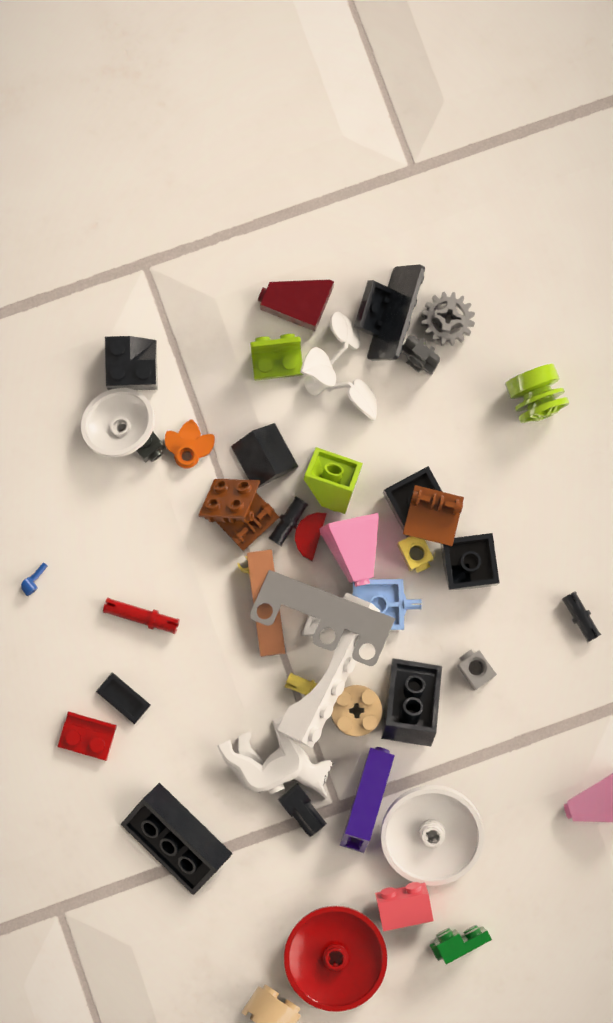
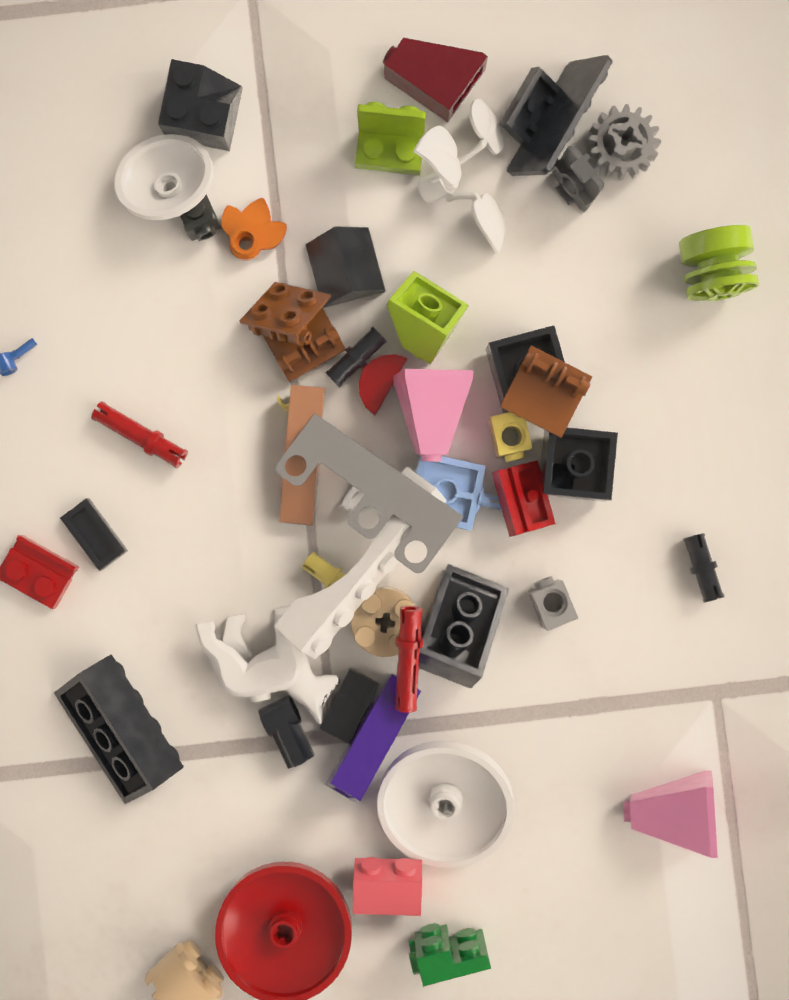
camera: 20 degrees right, 5 degrees up
(344, 781) = (349, 705): none -> black tile
(378, 719) = (409, 647): none -> red pin
(435, 597) = (522, 498): none -> red plate

